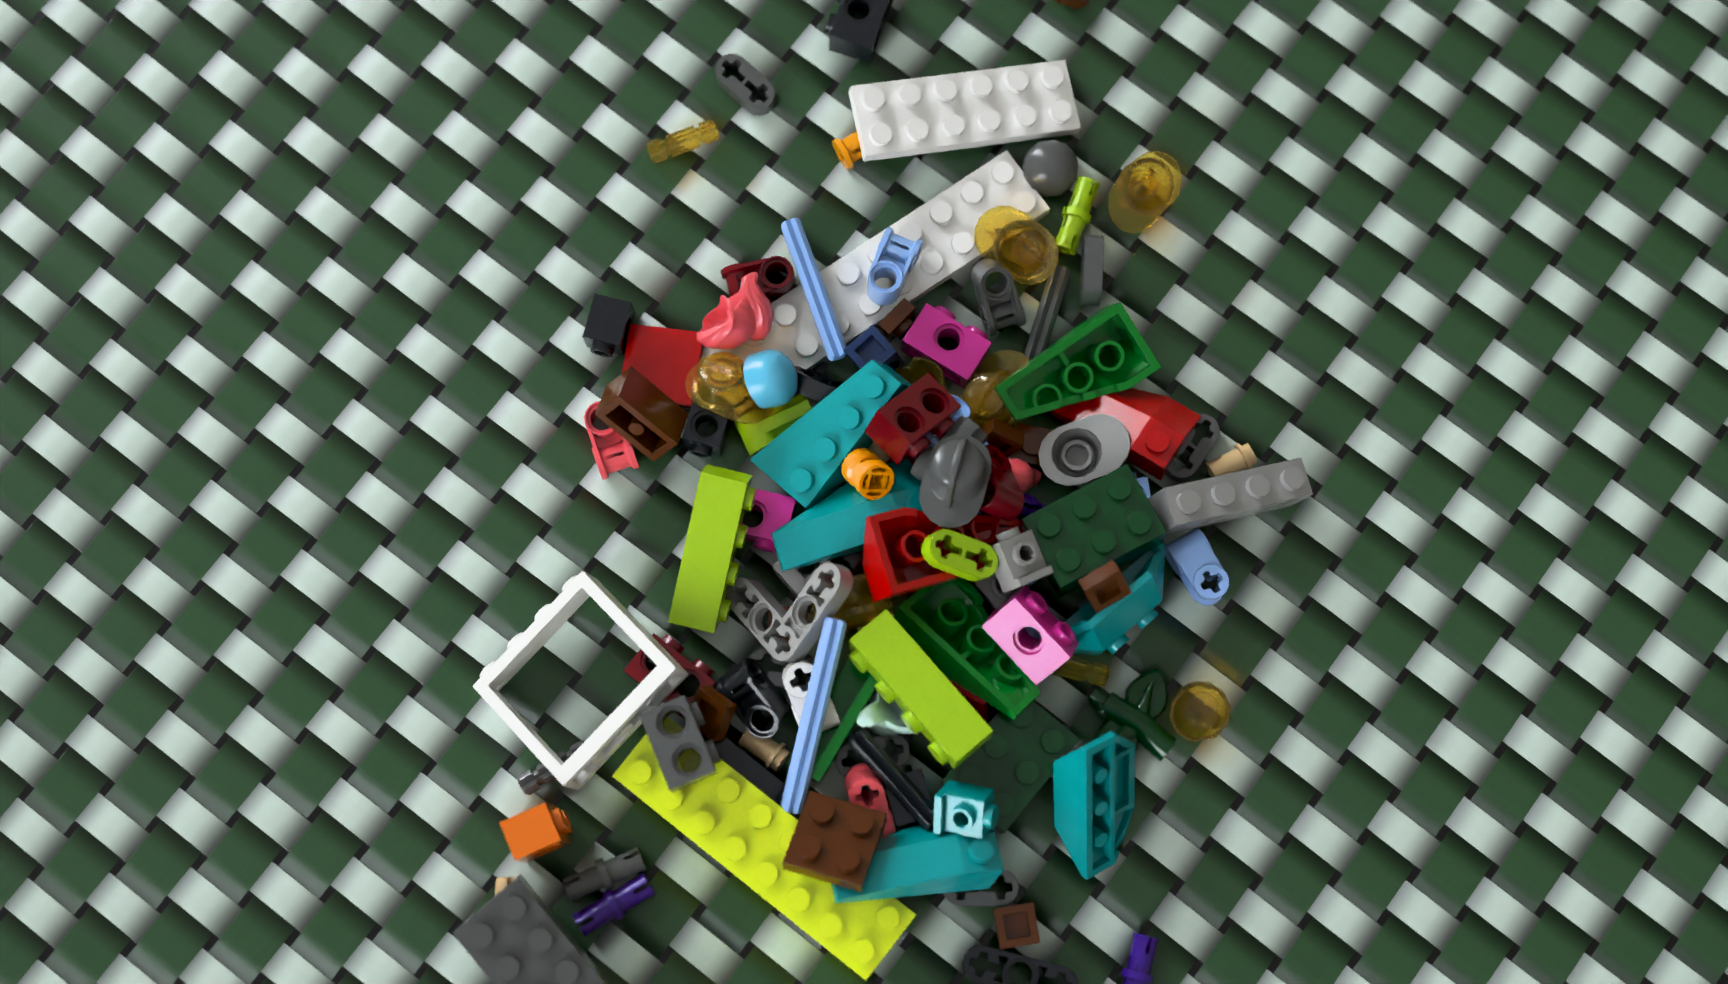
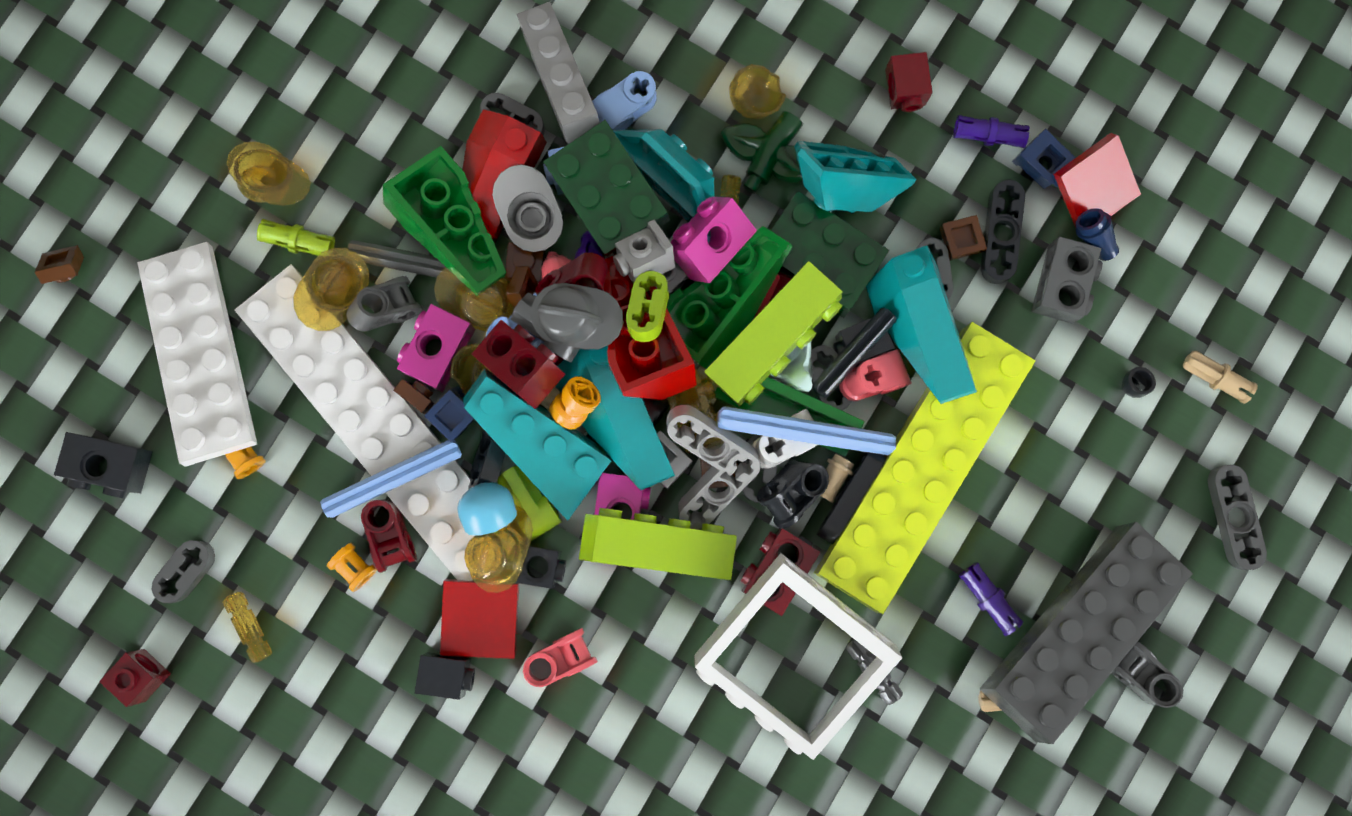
camera: 95 degrees left, 5 degrees up
(536, 832) = (942, 678): orange brick -> none
(604, 874) = (966, 611): dark grey pin -> none
(642, 414) = (532, 630): reddish brown brick -> none
(646, 33) = (135, 677): none -> dark red brick
(670, 747) = (854, 559): dark grey brick -> none
(716, 712) = (814, 527): reddish brown plate -> none
(734, 233) = (339, 563): none -> light orange bush
(738, 318) = (427, 548): coral hair -> none
(835, 841) = (921, 398): reddish brown plate -> none
(895, 261) = (357, 403): light blue piece -> none
(965, 809) = (877, 284): teal brick -> none
(1050, 168) = (249, 267): dark grey hair -> none
(1091, 270) = (349, 219): dark grey beam -> none
(1104, 586) = (661, 172): reddish brown plate -> none
(1199, 885) = (908, 81): none -> dark red brick
(1236, 460) = (524, 81): tan pin -> none

